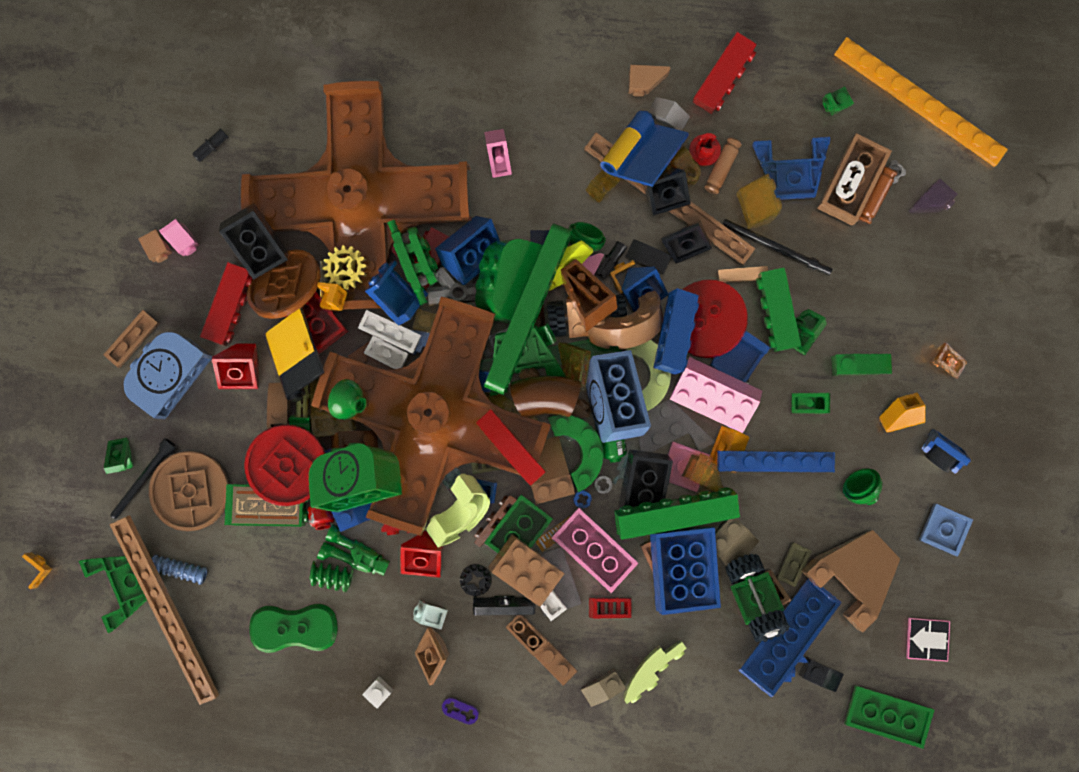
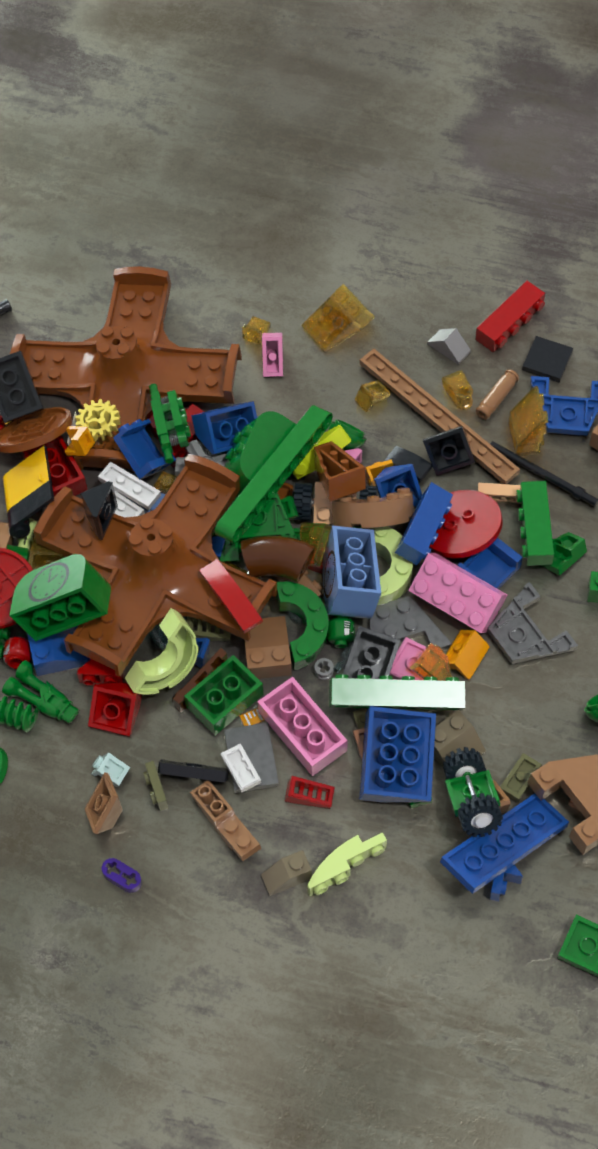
camera: 10 degrees right, 25 degrees down
(346, 400) = (69, 526): green piece -> none
(369, 376) = (100, 507): none -> black slope
(377, 692) = (35, 838): white brick -> none
(476, 125) = (254, 330): none -> clear yellow bracket
(477, 633) = (157, 795): none -> olive plate
(484, 583) = (176, 747): black gear -> none
(526, 570) = (223, 724): medium nougat brick -> none
(555, 101) = (338, 318): none -> clear yellow slope
(580, 505) = (302, 672): blue bush -> none
(611, 260) = (375, 456): black axle -> none
(643, 150) = (414, 363): blue door -> none
(645, 78) = (432, 310): medium nougat slope -> none
(668, 191) = (435, 400): black slope -> none
(705, 156) = (481, 375): red piece -> none
(766, 115) = (547, 358): none -> black tile
(774, 422) = (519, 635): none -> flat silver wing
(775, 461) = (514, 668): blue plate -> none
(811, 403) = (559, 617): green slope -> none
(821, 674) = (537, 897): black slope -> none

